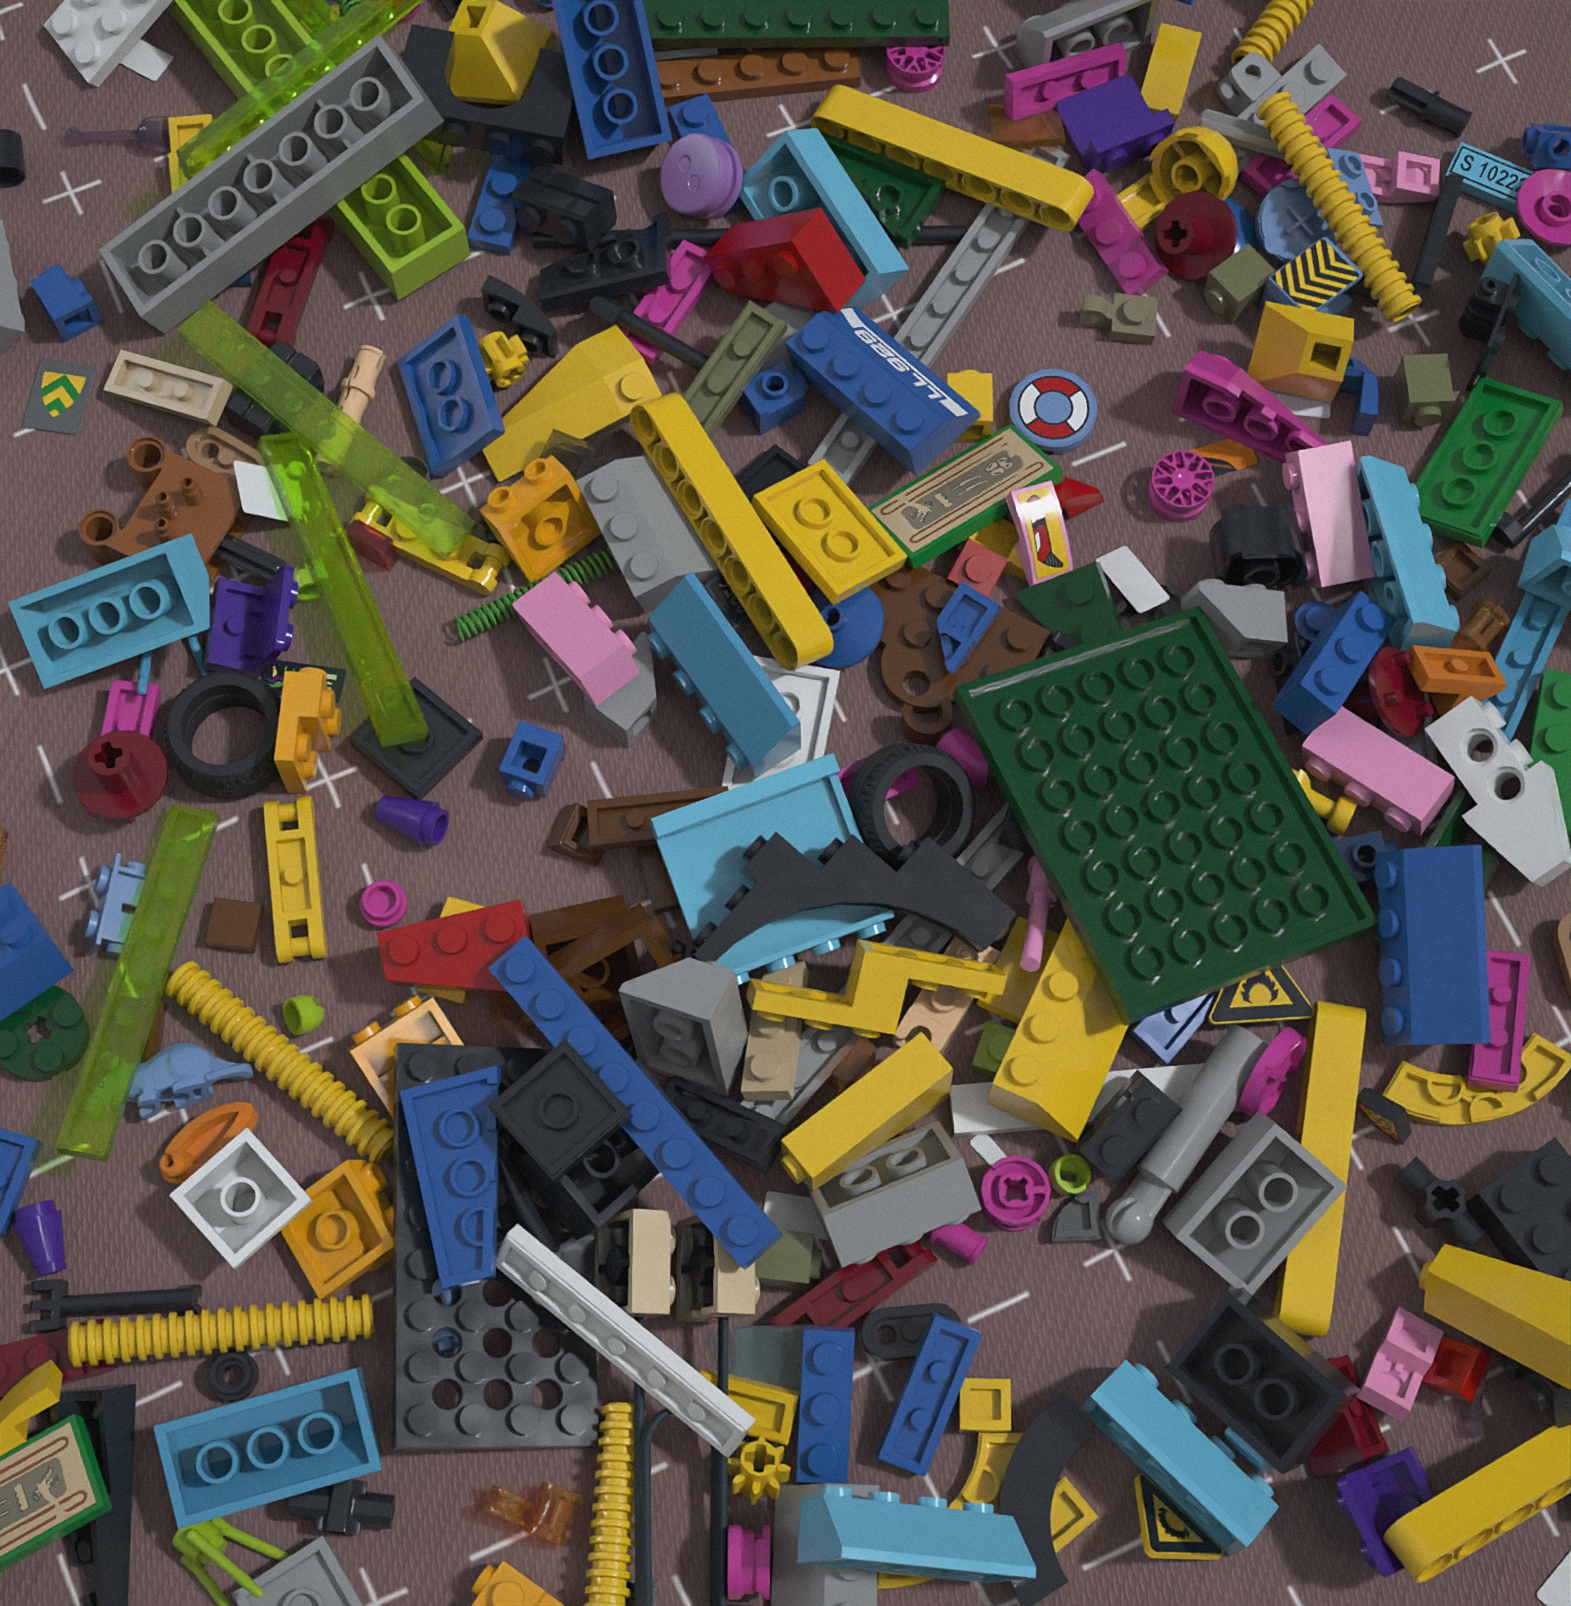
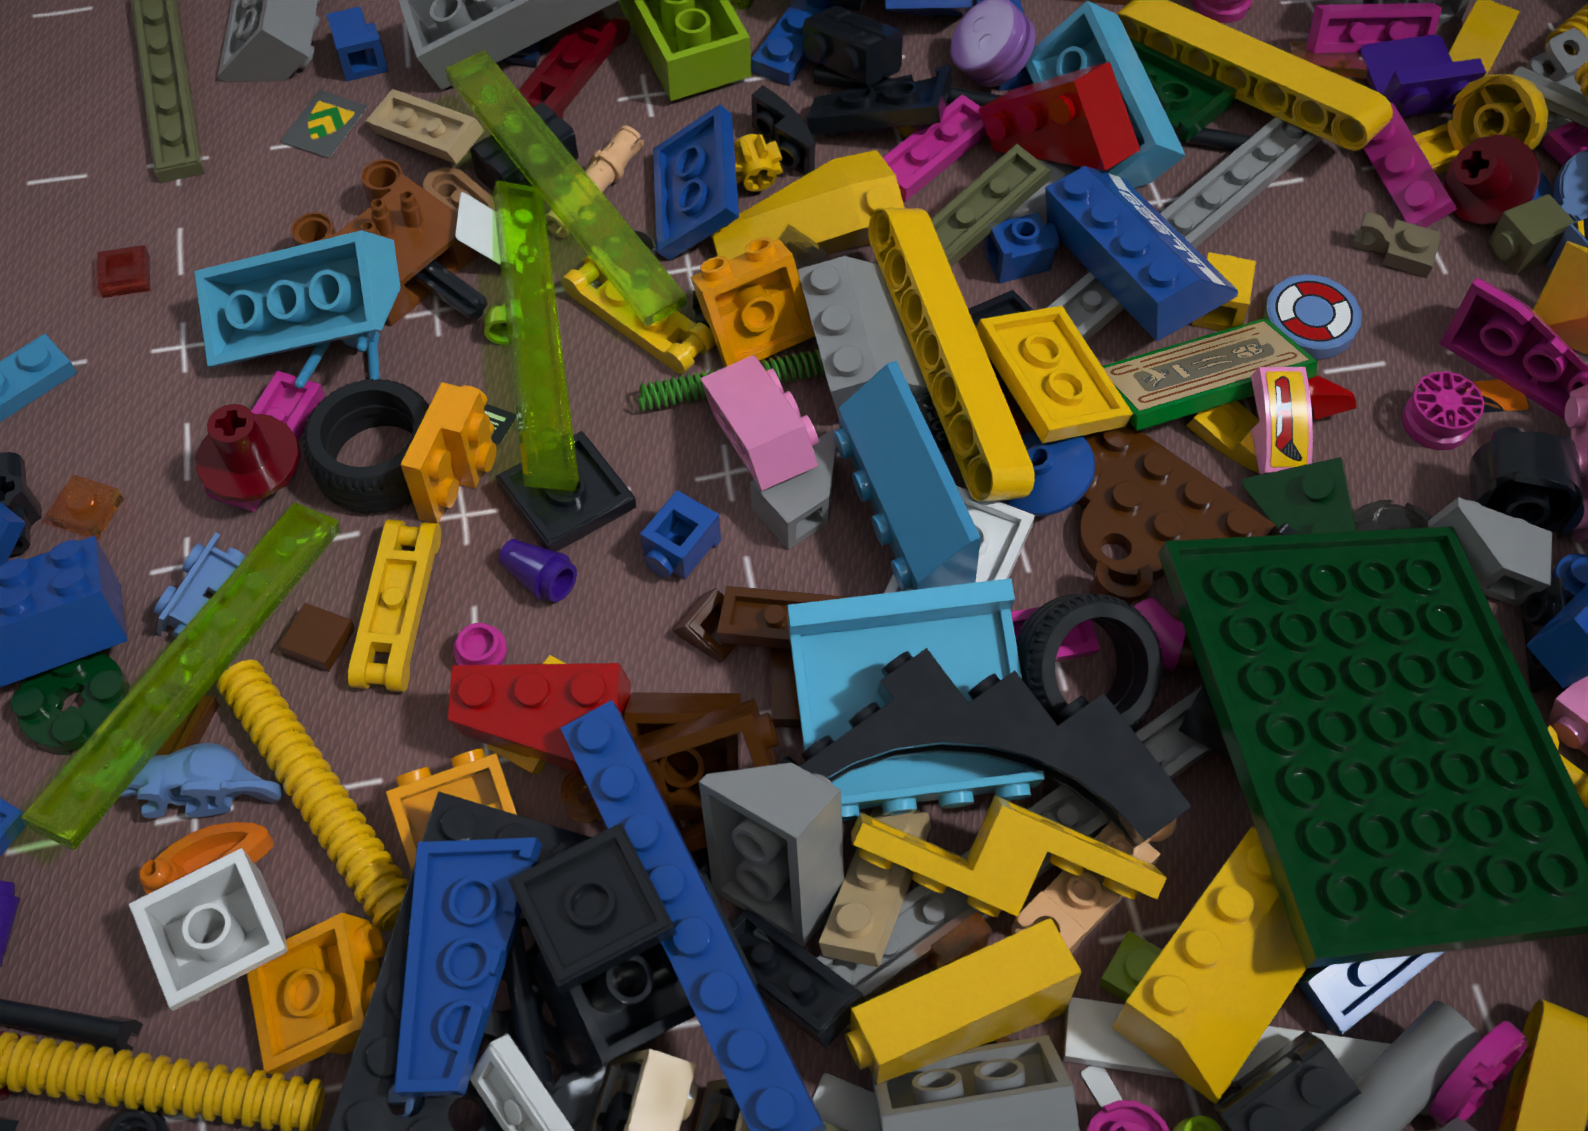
camera: 15 degrees right, 10 degrees down
(250, 624) = (429, 345): dark purple bracket -> none
(302, 1014) = (356, 744): lime hinge -> none
(372, 544) = (577, 300): clear red tile -> none
(623, 316) = (879, 140): black hinge -> none
(964, 624) = (1183, 493): blue slope -> none
(977, 567) = (1205, 445): red plate -> none
(1019, 982) = (1190, 866): yellow slope -> none
(1041, 899) = (1218, 800): bright pink pin -> none
(1132, 579) = (1377, 492): white sticker -> none
(1261, 999) = (1471, 980): black piece -> none

